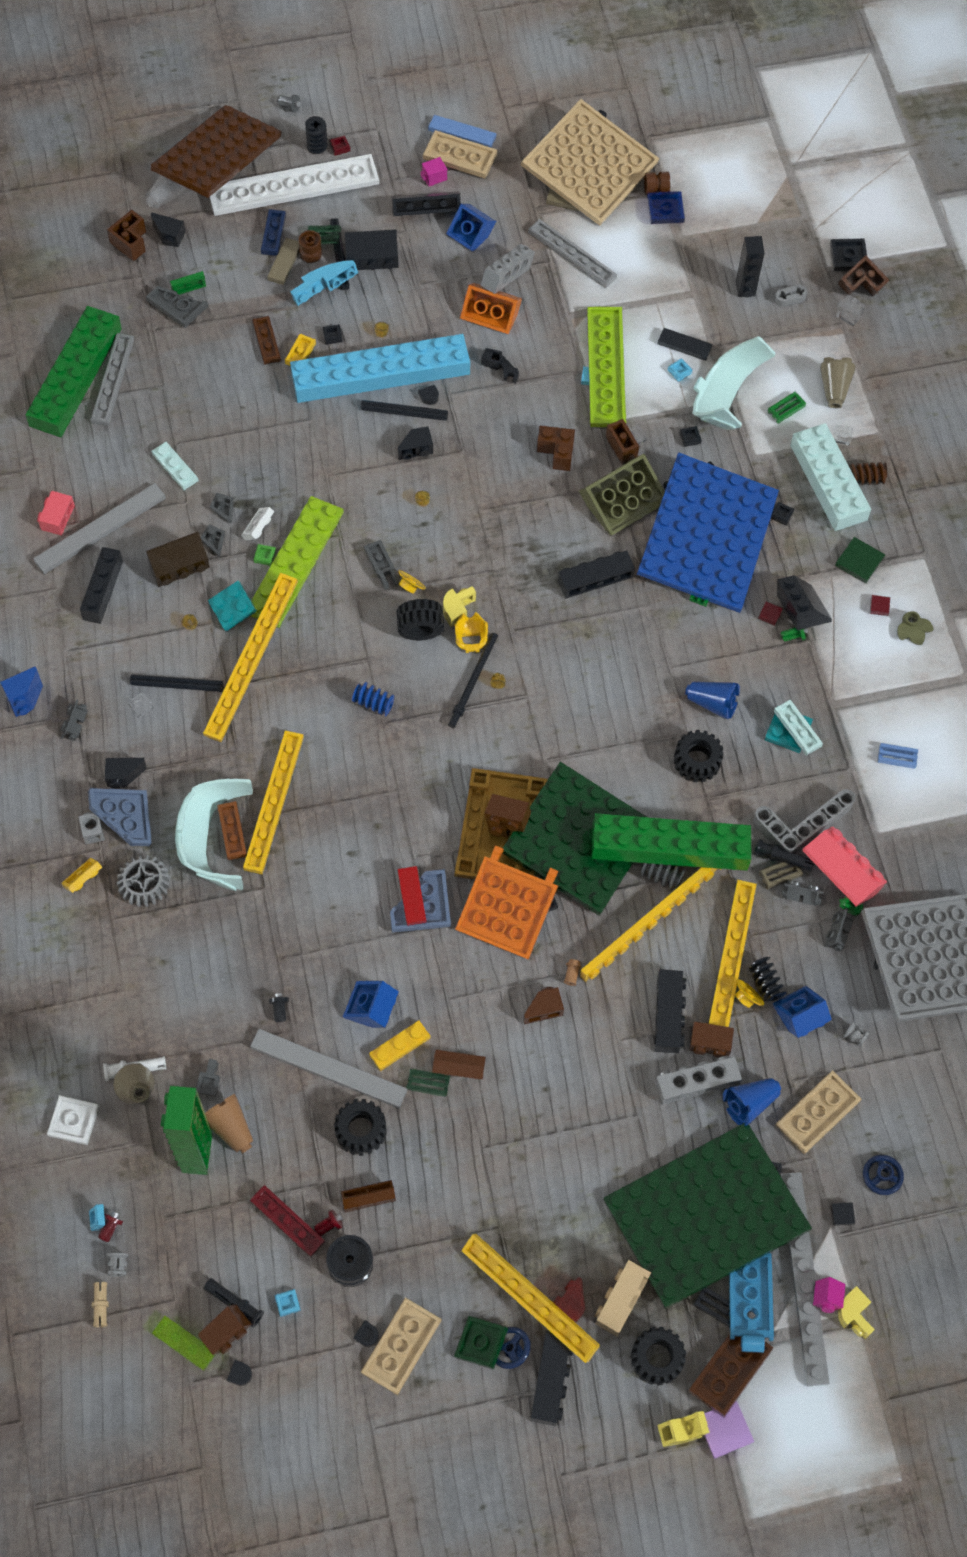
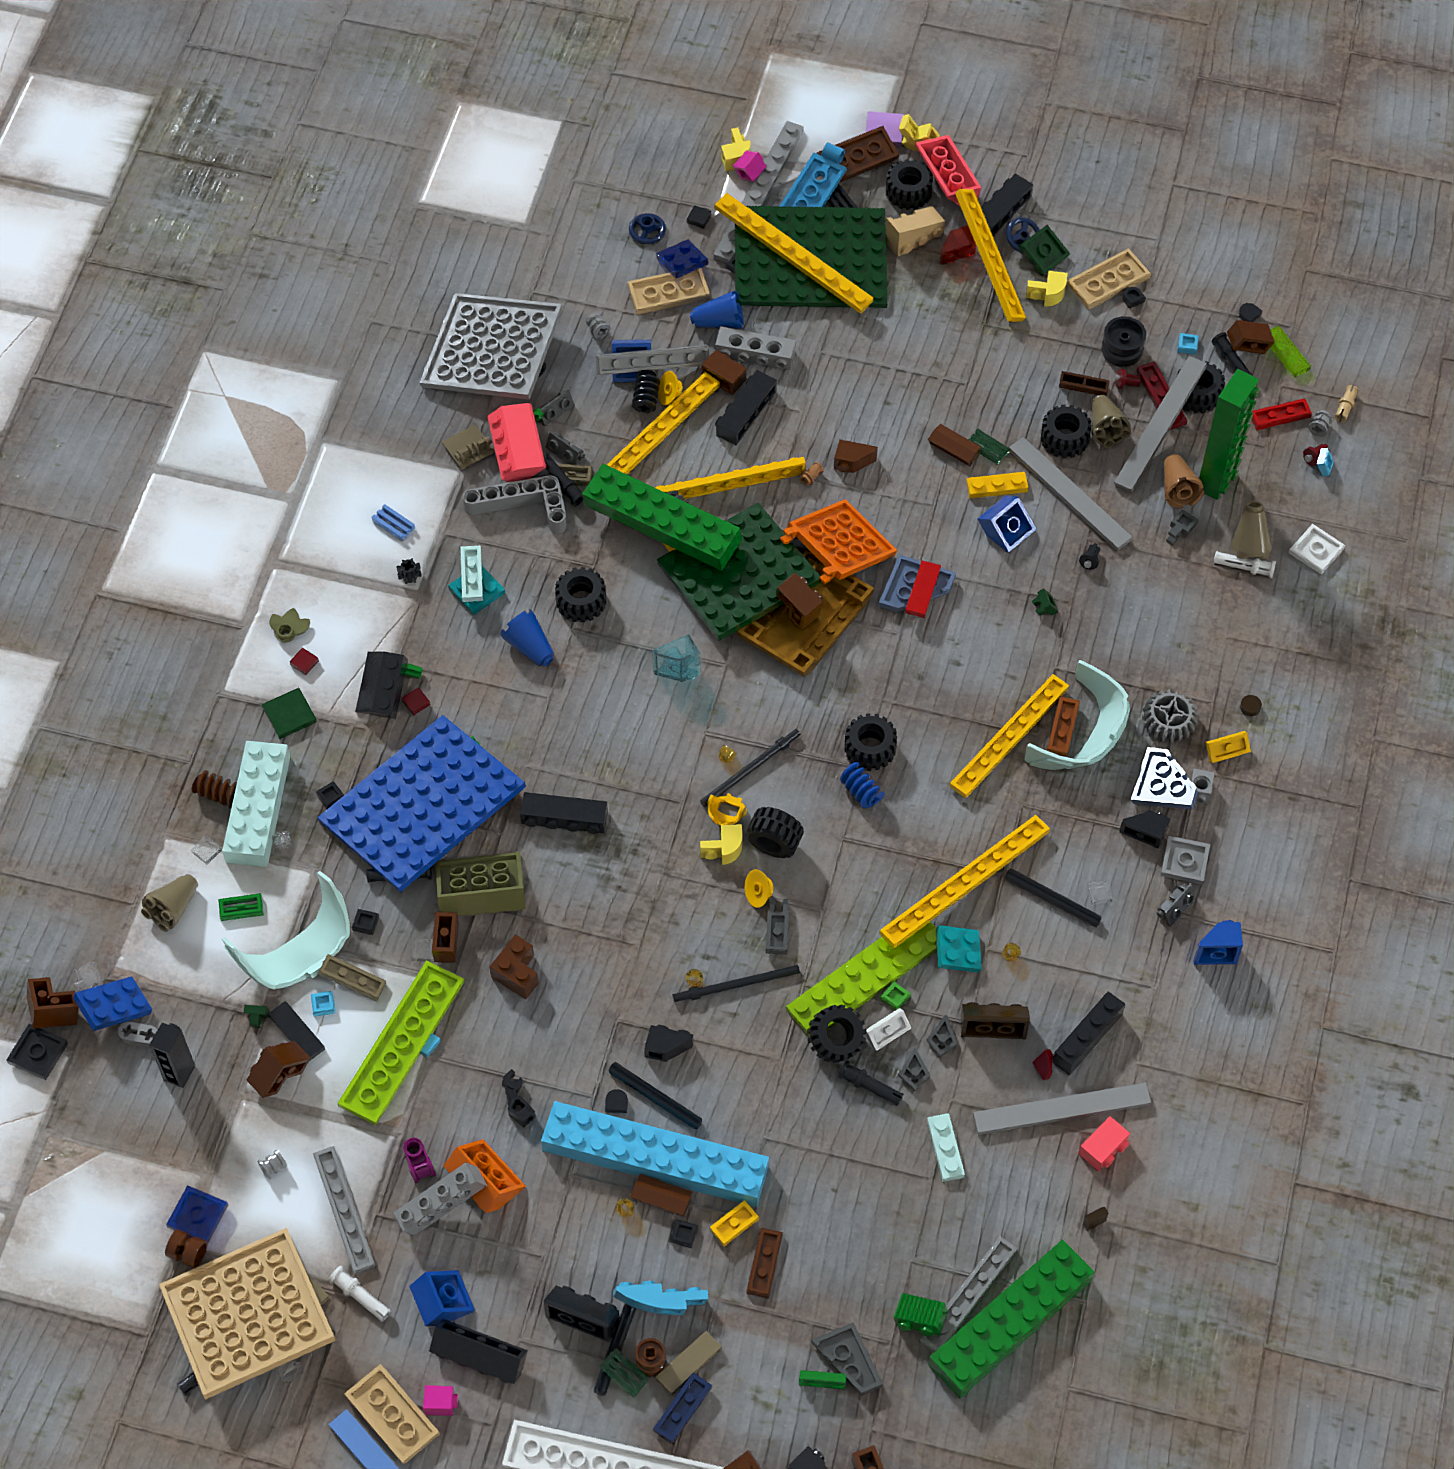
camera: 150 degrees left, 5 degrees down
(41, 460) = (1095, 1218): none -> dark brown tile
(77, 928) = (1250, 705): none -> dark brown tile
(80, 759) = (1185, 860): none -> light grey plate
(126, 551) = (1043, 1064): none -> dark red tile
(139, 344) = (920, 1315): none -> green brick
(162, 1261) = (1281, 414): none -> red tile
(241, 1231) = (1206, 398): none -> black tyre
(260, 482) = (861, 1079): none -> black pin
(271, 1175) = (1160, 424): none -> light grey tile
(292, 496) = (853, 1029): none -> black tyre
(298, 940) = (1047, 603): none -> dark green tile
(326, 1159) = (1108, 422): none -> dark tan cone
(360, 343) = (661, 1194): none -> reddish brown piece
(385, 724) = (870, 728): none -> black tyre
(393, 508) = (694, 992): none -> black bar
(449, 1293) = (1050, 291): none -> light yellow brick
(534, 209) = (351, 1287): none -> white pin
(542, 298) = (419, 1163): none -> magenta piece
(580, 730) = (677, 660): none -> clear light blue slope
(627, 1387) = (948, 166): none -> coral slope
(639, 254) = (272, 1164): none -> light grey bush
(670, 389) = (352, 977): none -> dark tan tile
(676, 308) = (276, 1066): none -> reddish brown brick
(720, 339) = (256, 1014): none -> dark green tile
(723, 1197) = (793, 253): none -> yellow plate
(780, 1009) = (651, 359): none -> light grey tile
(791, 461) = (282, 840): none -> clear bush
(821, 297) = (112, 1003): none -> blue plate
(827, 1150) = (682, 258): none -> clear blue plate
(852, 714) = (409, 571): none -> black gear
(887, 854) = (469, 446): none -> dark tan hinge

